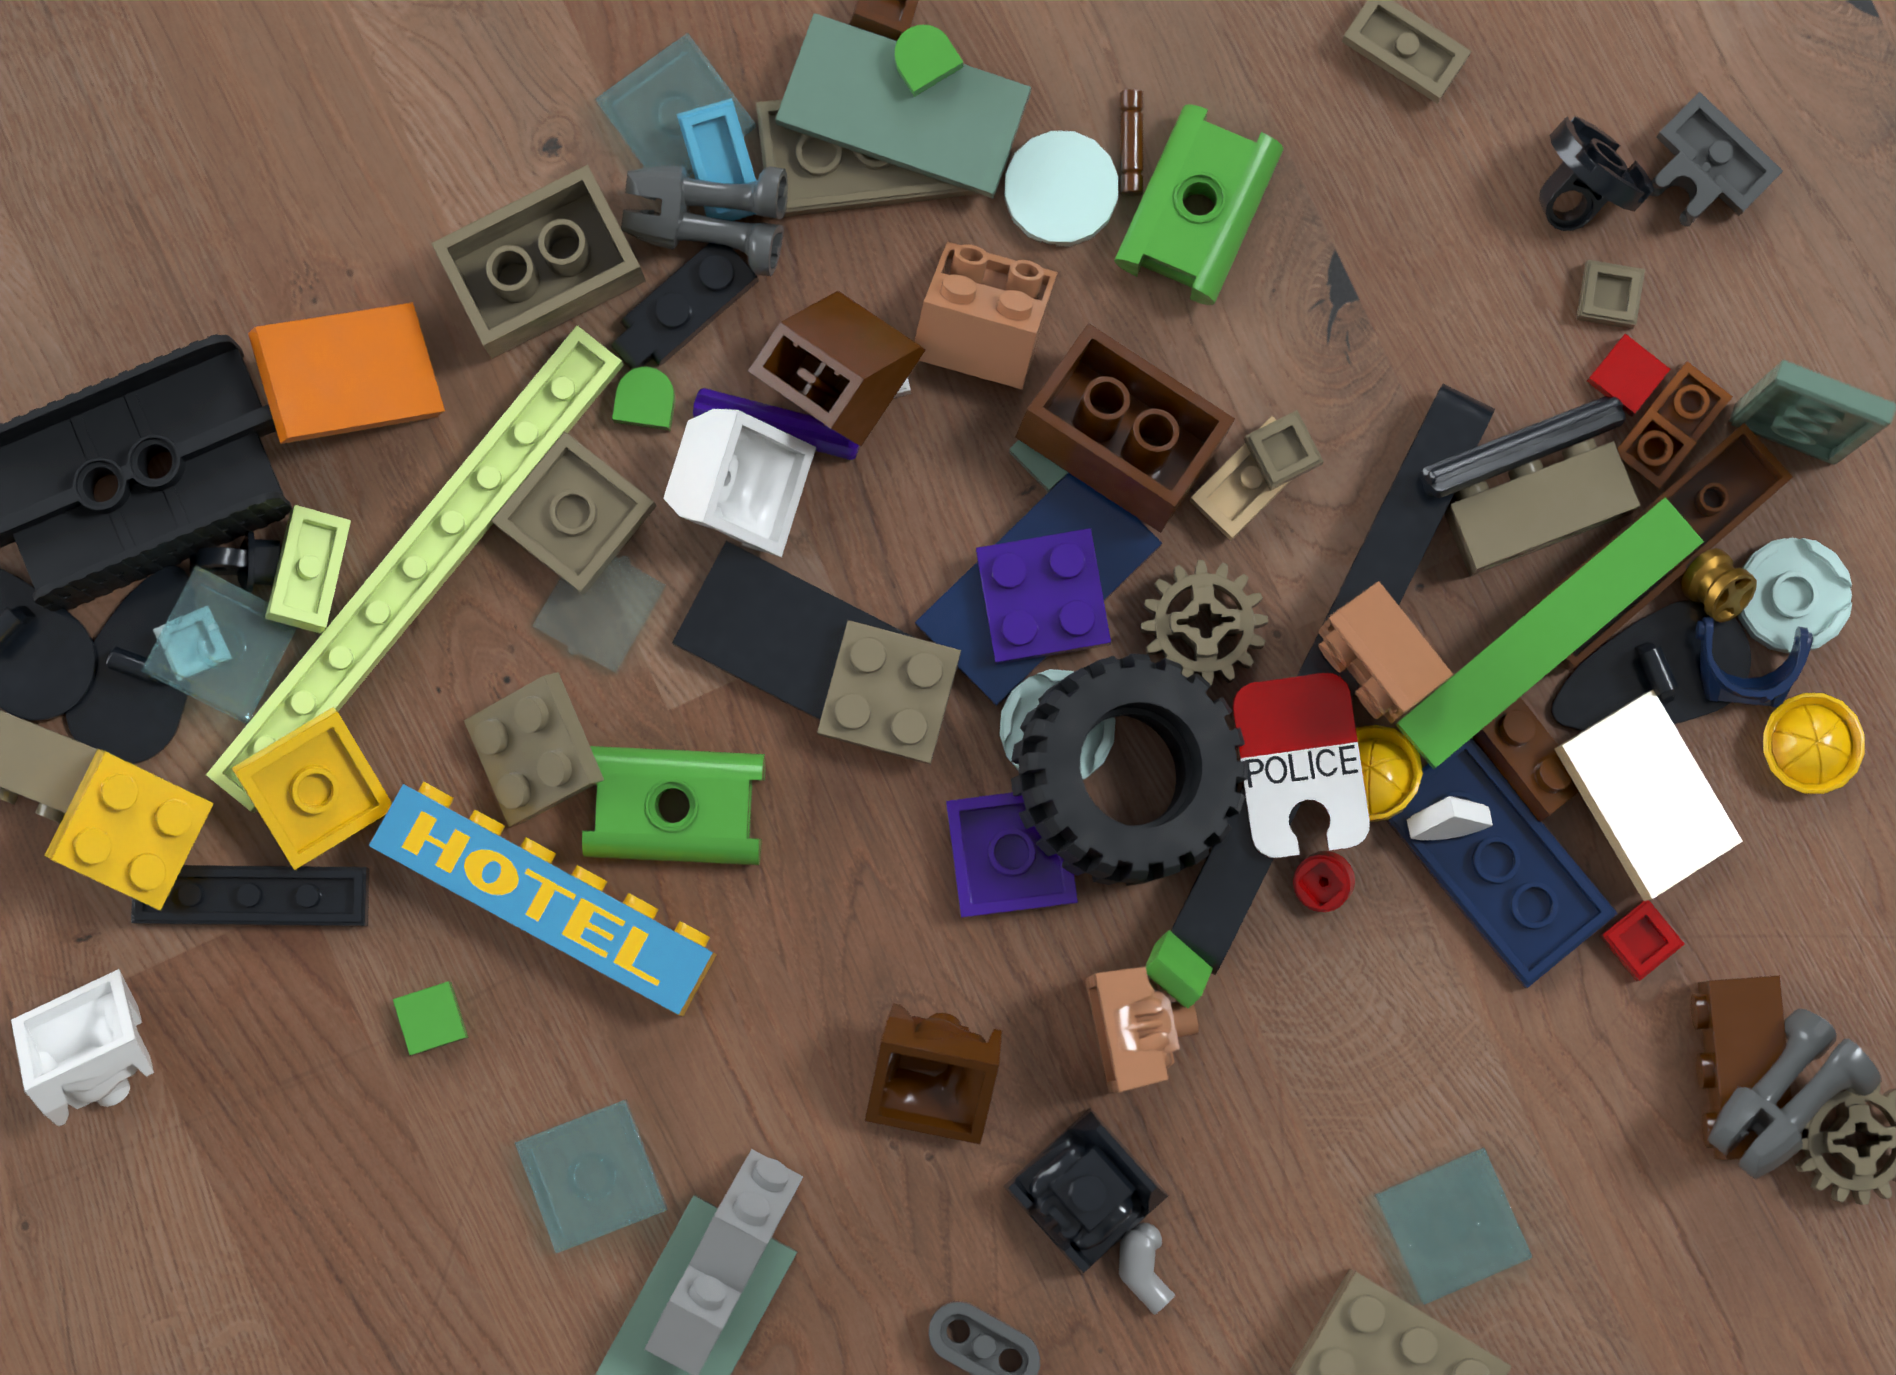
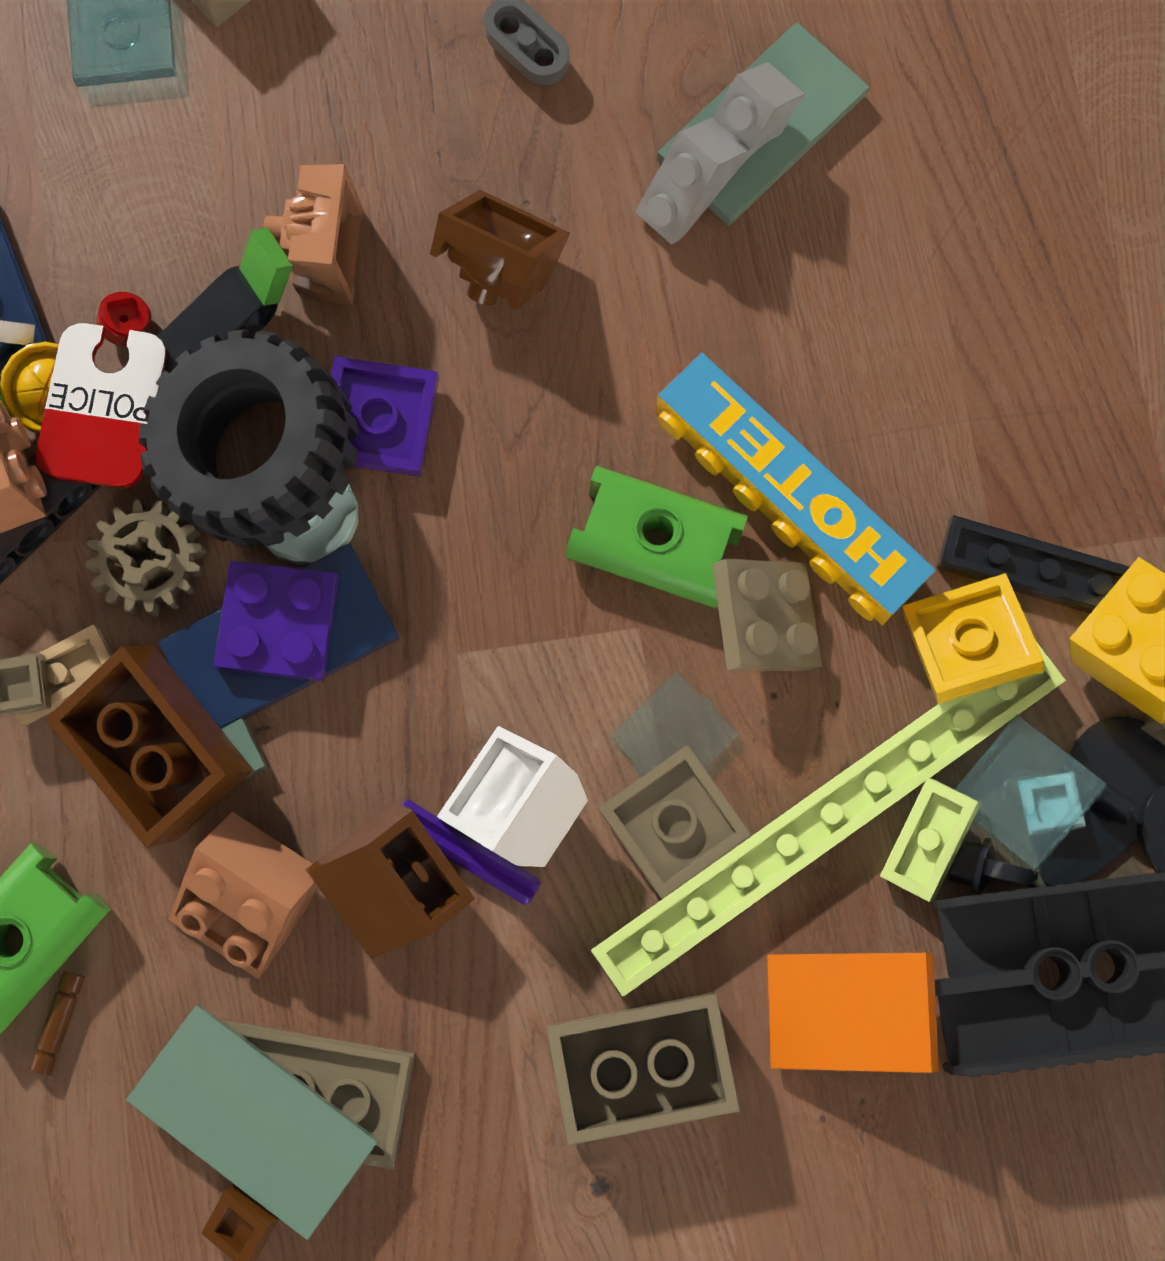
camera: 170 degrees left, 5 degrees down
(430, 1018) = (914, 424): bright green tile -> none
(591, 1176) = (811, 260): clear light blue tile -> none
(645, 399) = (579, 911): bright green tile -> none
(648, 100) = (472, 1183): clear light blue tile -> none
(675, 223) = (502, 1067): dark grey piece -> none
(683, 306) = (518, 990): black hinge -> none
(717, 150) = (442, 1117): medium azure tile -> none
(769, 628) = (504, 646): black tile -> none
(889, 692) = (439, 577): dark tan plate -> none
(925, 57) = (213, 1159): bright green tile -> none
(1061, 188) = (135, 997): light aqua tile -> none
(1086, 1191) = (405, 136): black brick -> none
(1138, 1263) = (382, 69): light grey arm -> none

